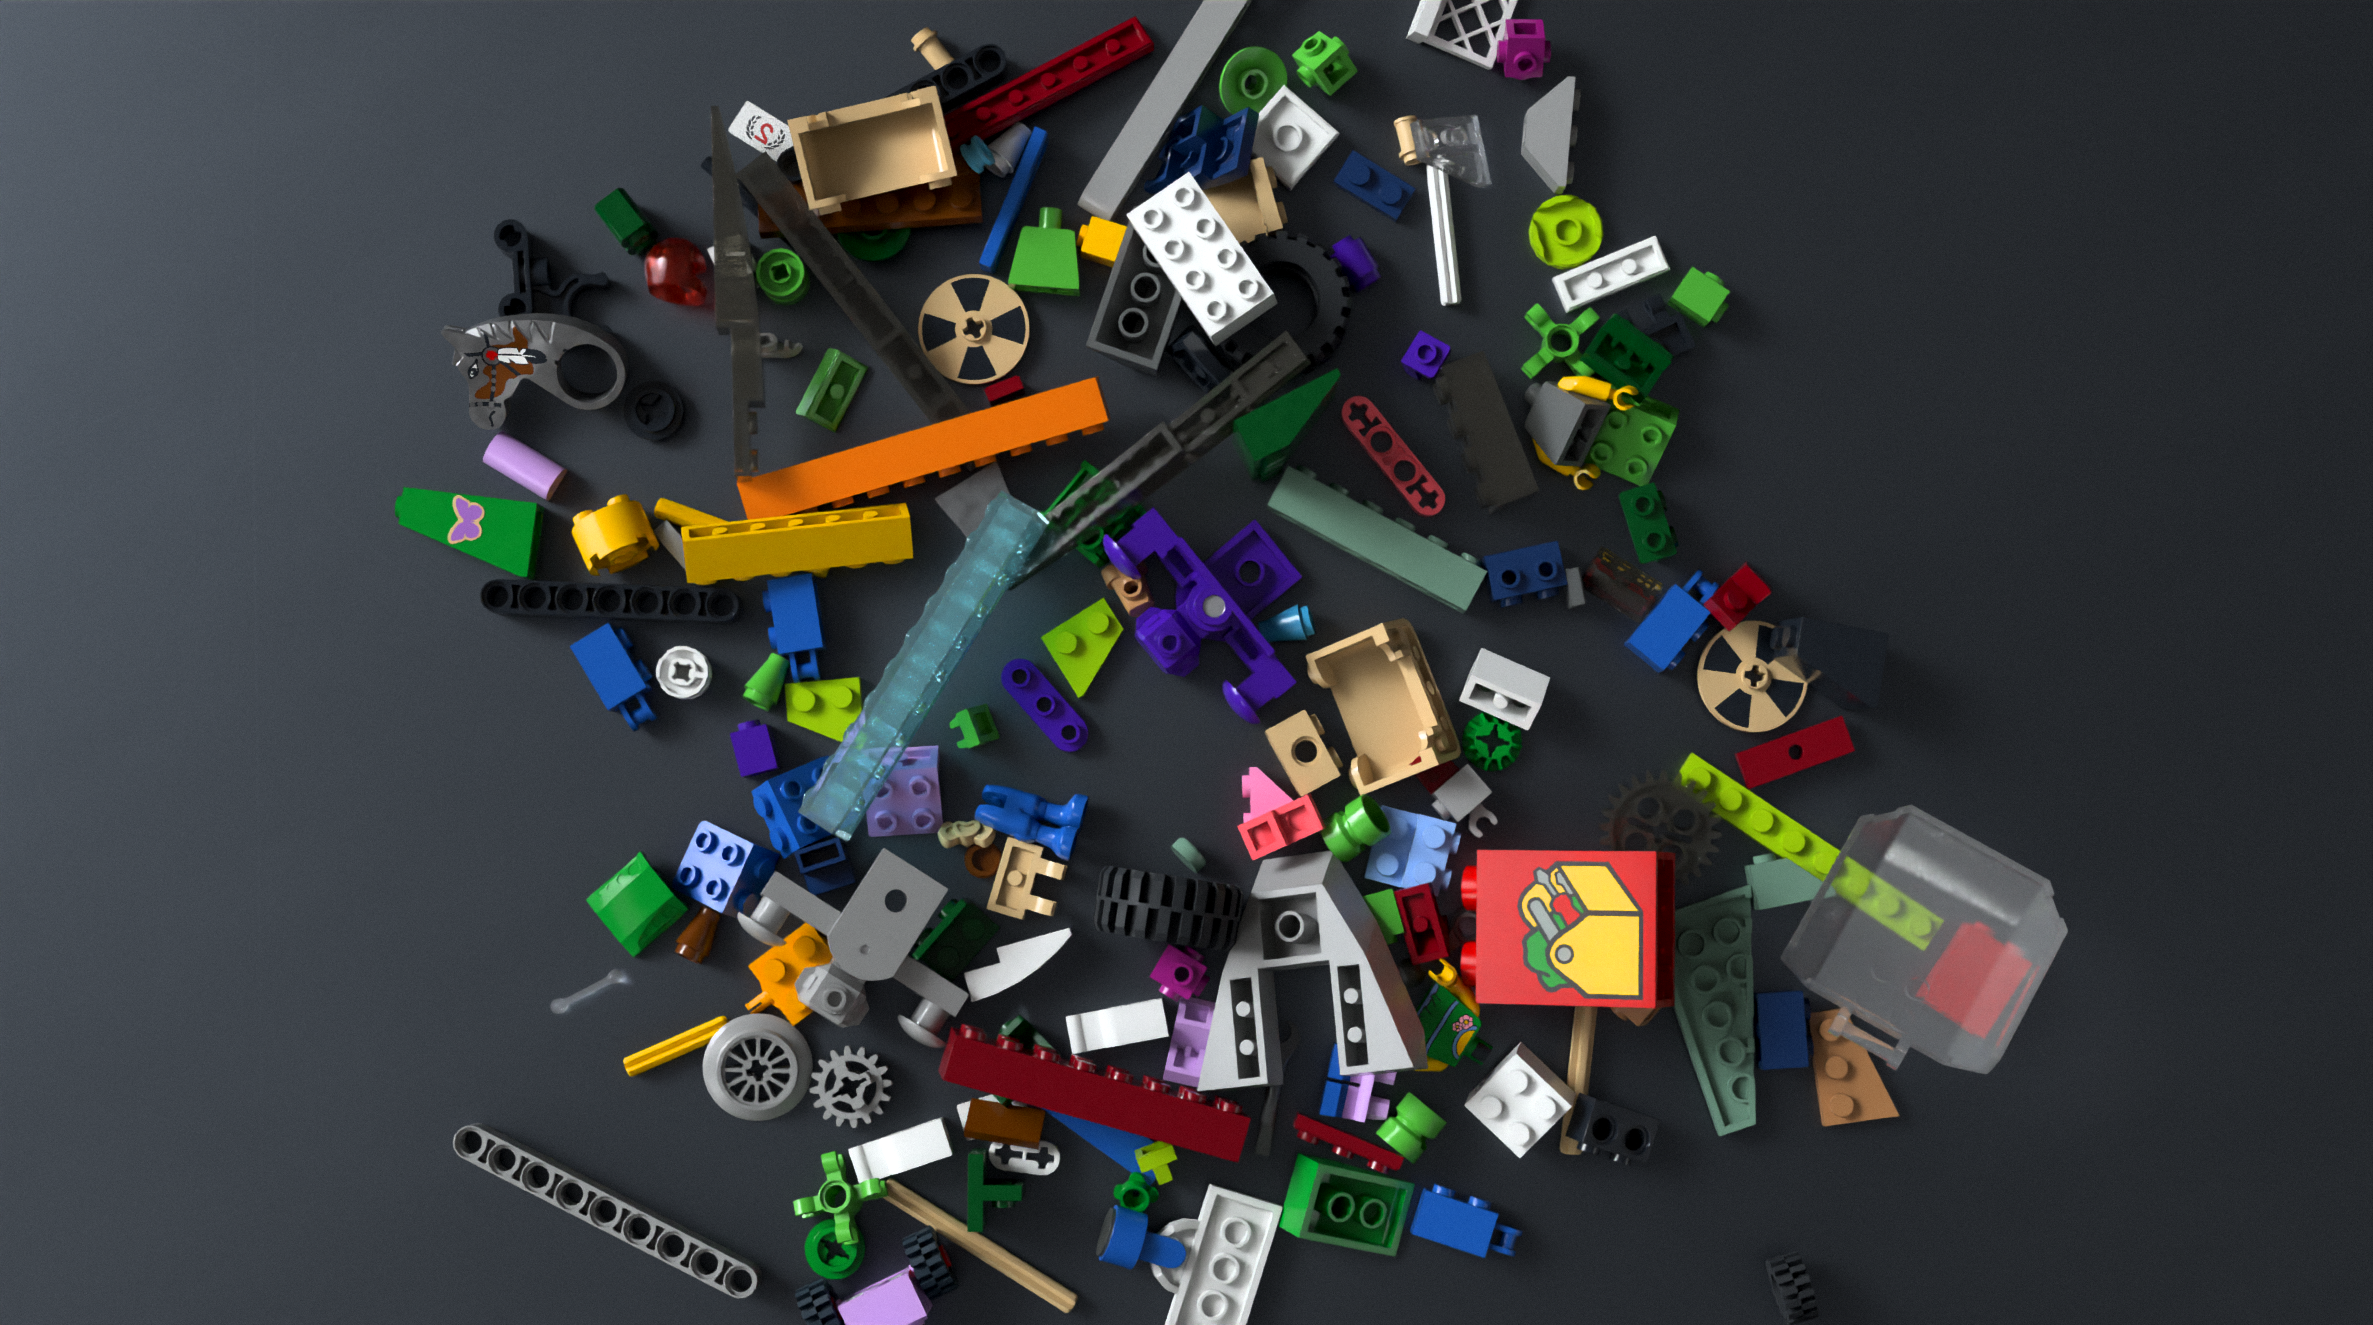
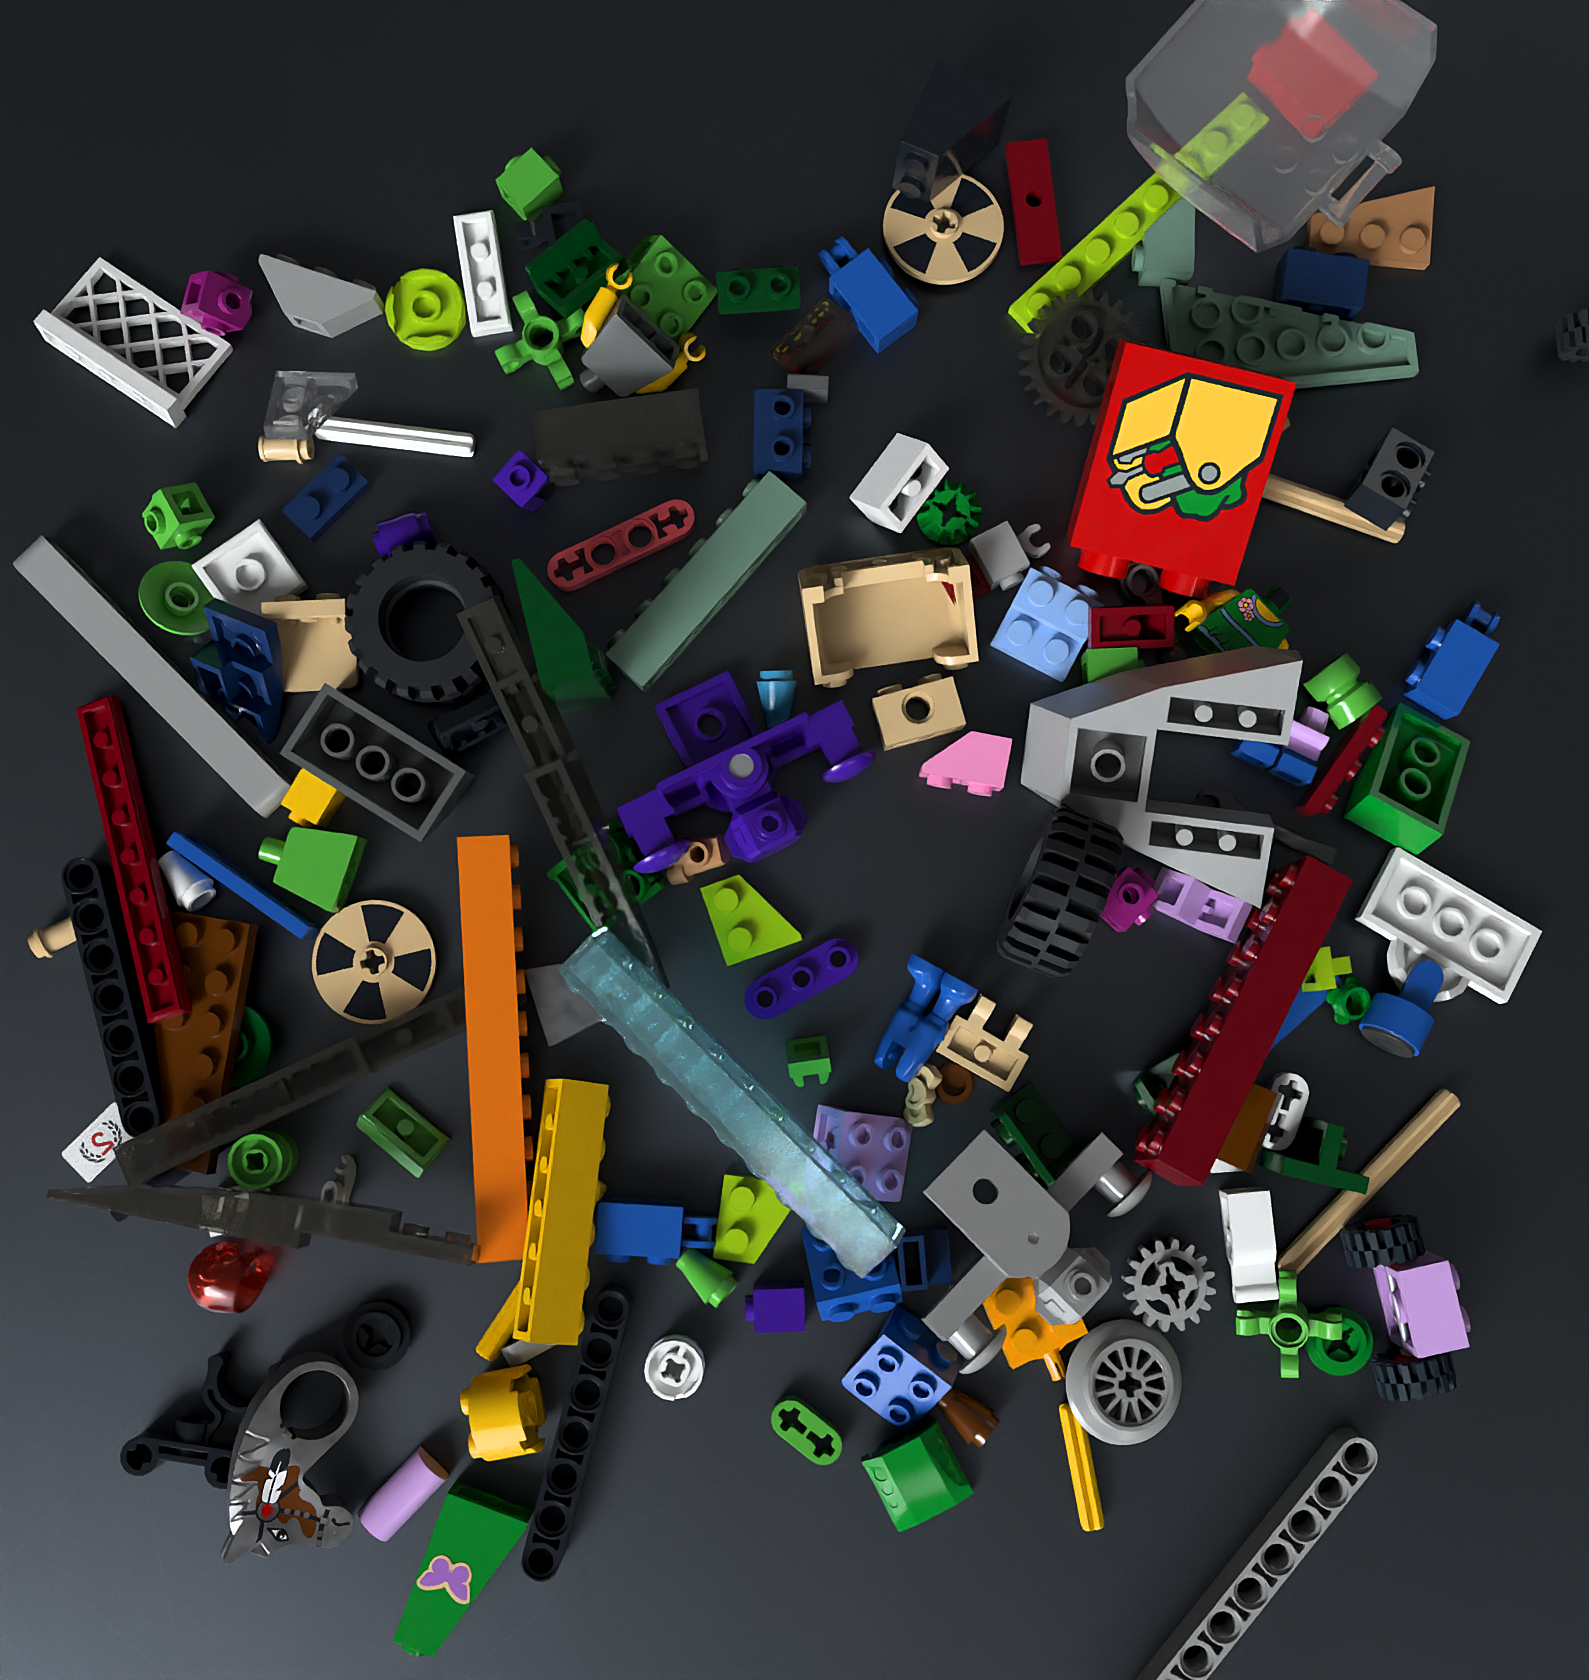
camera: 75 degrees left, 0 degrees up
(559, 1005) = (1007, 1586): clear hinge -> none
(615, 672) = (657, 1443): blue brick -> none
(626, 222) = (156, 1321): dark green brick -> none
(663, 803) = (799, 1437): none -> bright green beam
(873, 149) = (140, 1026): tan windscreen -> none
(977, 154) = (180, 912): medium azure bush -> none
(1004, 390) = (449, 943): dark red tile -> none
(1015, 964) = (1074, 1072): white slope -> none
(1117, 1026) = (1165, 977): white piece -> none
(1189, 854) = (998, 860): sand green tile -> none
(1202, 258) = (354, 689): white brick -> none
(1281, 826) = (995, 751): coral slope -> none
(1358, 825) = (1010, 670): bright green wheel -> none
(1520, 1100) = (1339, 568): white brick -> none
(1738, 596) = (856, 215): dark red slope -> none

